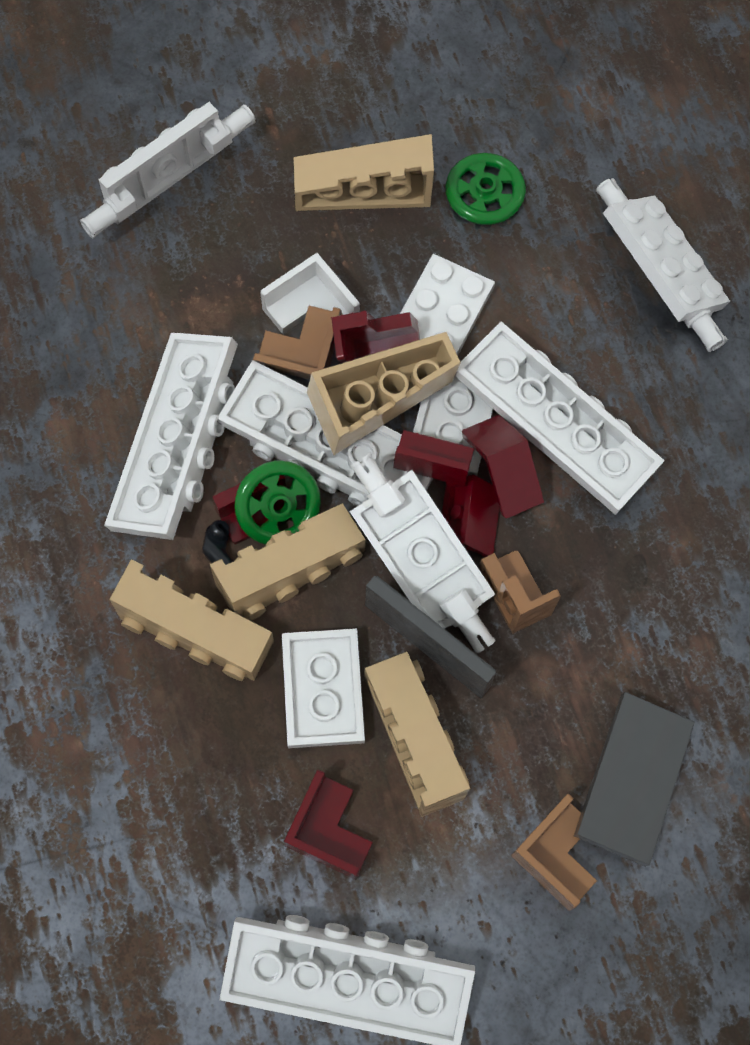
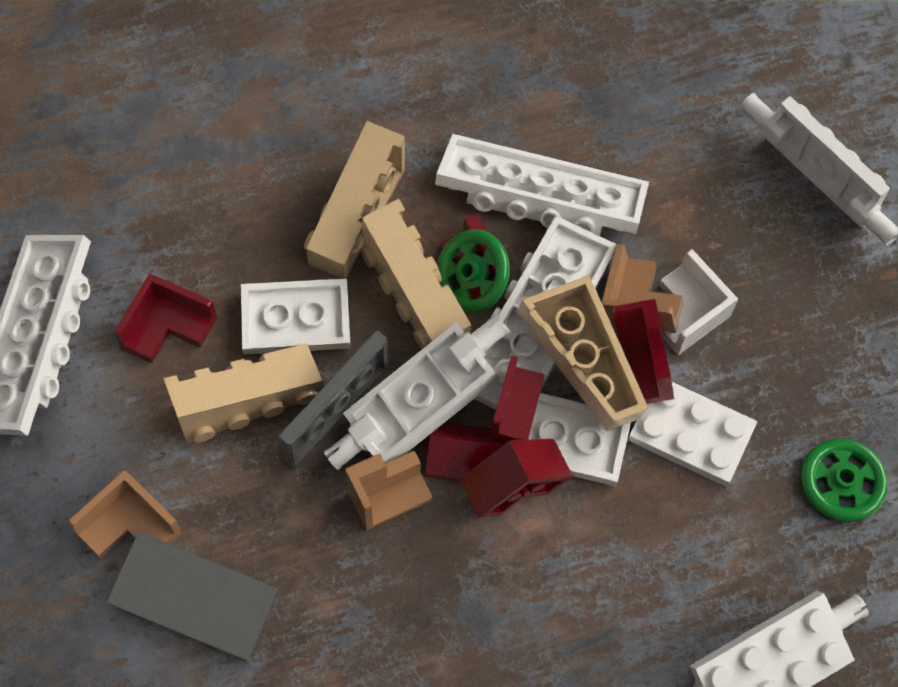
camera: 90 degrees right, 5 degrees down
(216, 542) = (437, 226): black arm -> none
(366, 176) = (837, 353): tan wedge -> none
(559, 417) = (571, 535): white plate -> none

